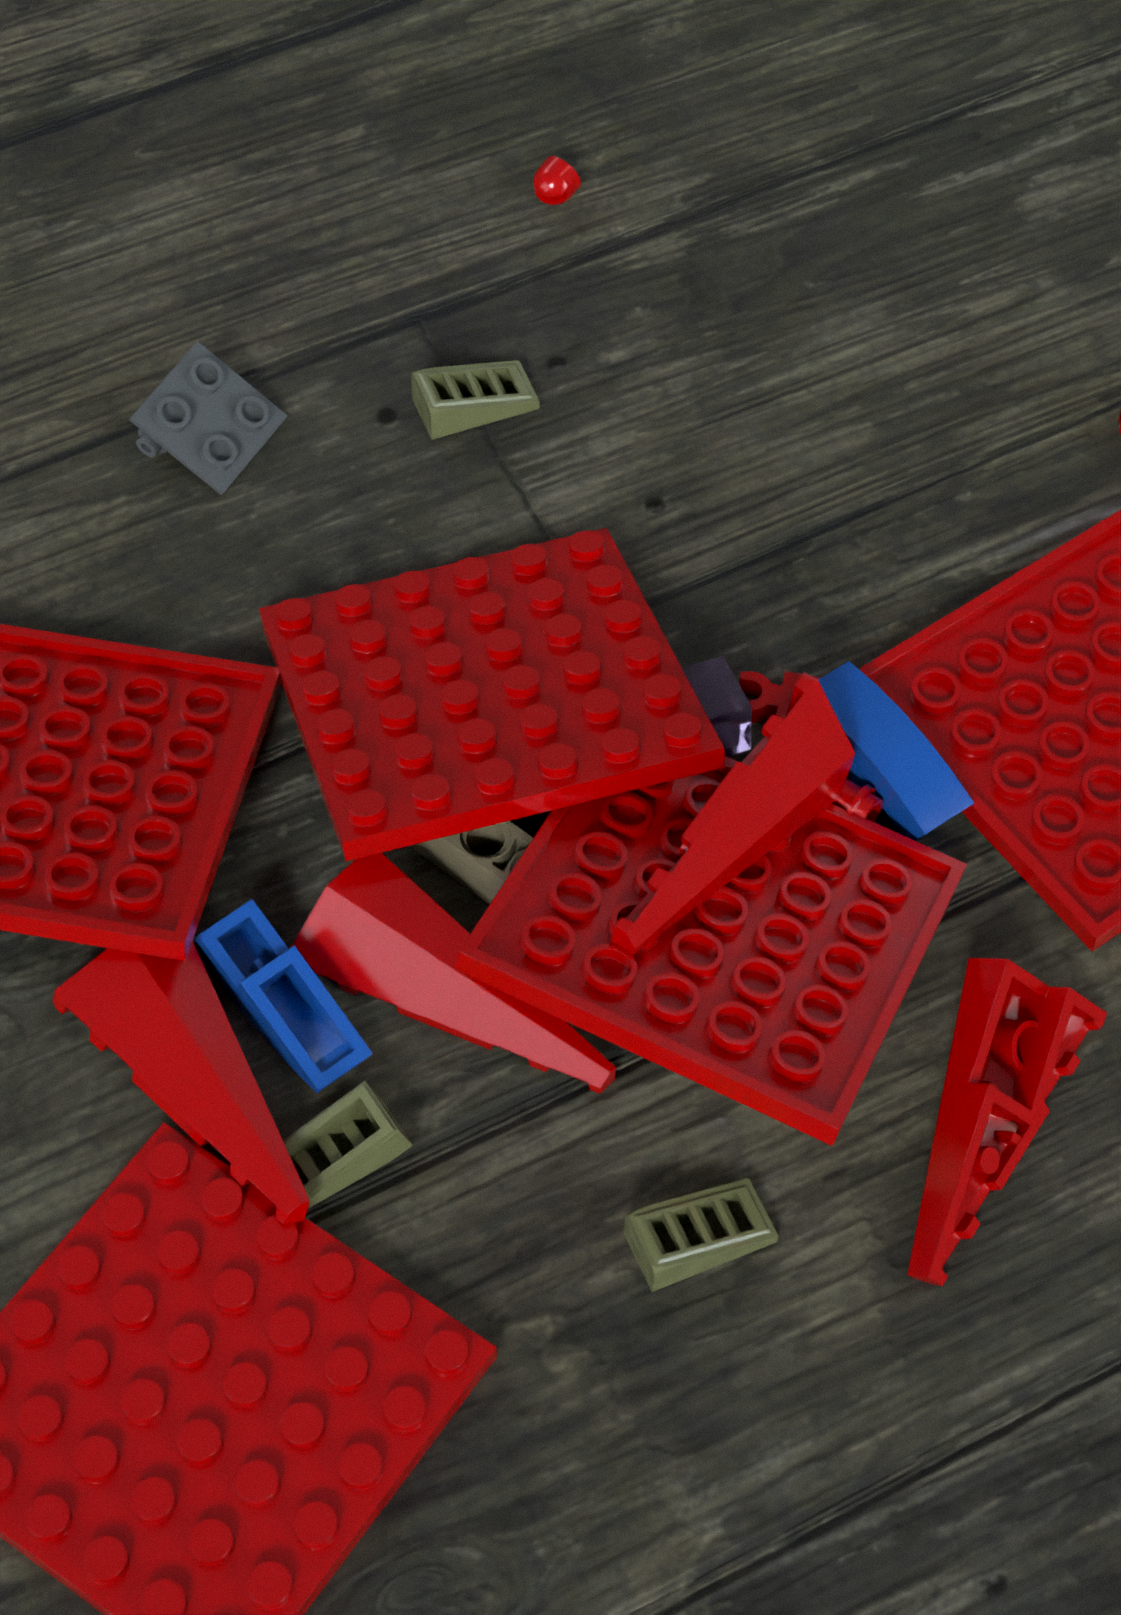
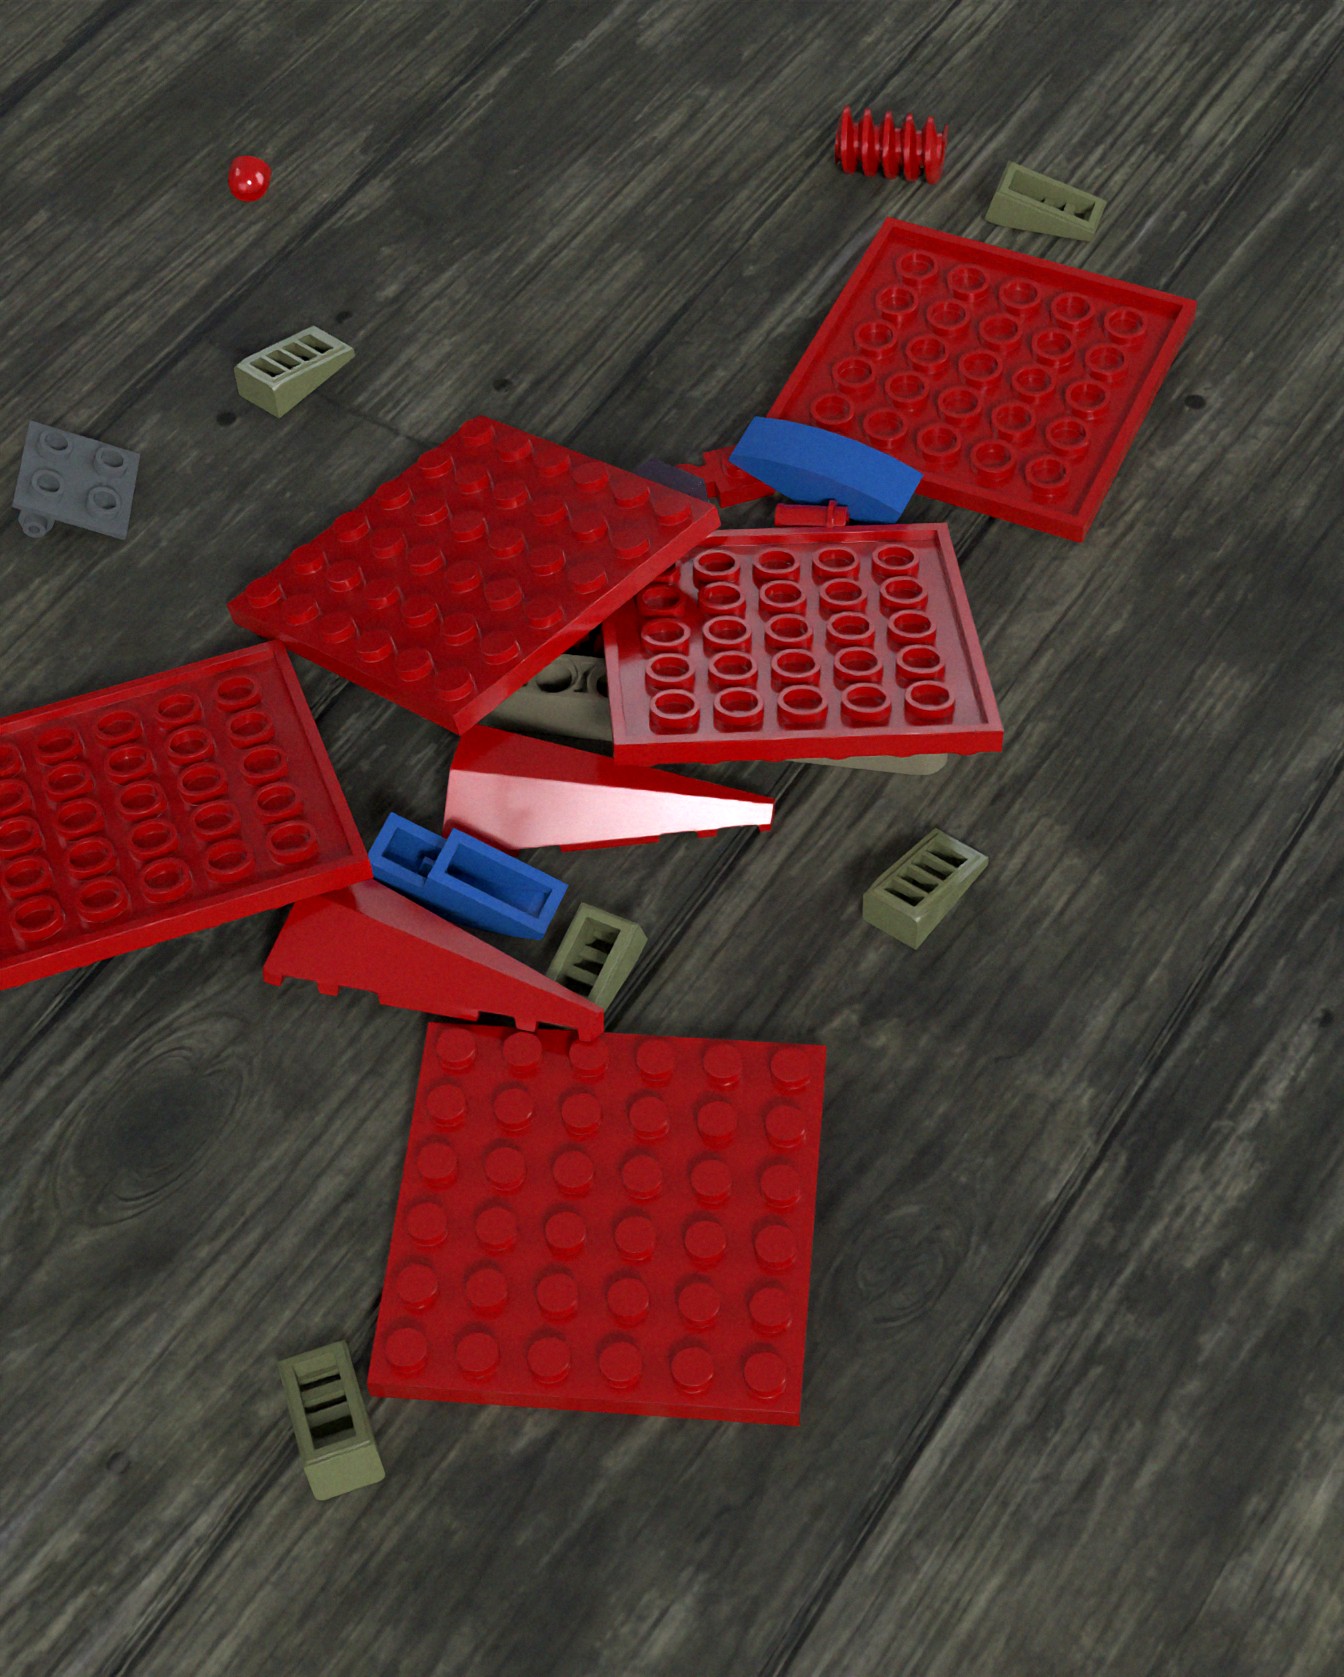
camera: 25 degrees left, 5 degrees down
(755, 808) = (770, 537): red wedge -> none
(1002, 1065) = (1074, 651): red wedge -> none

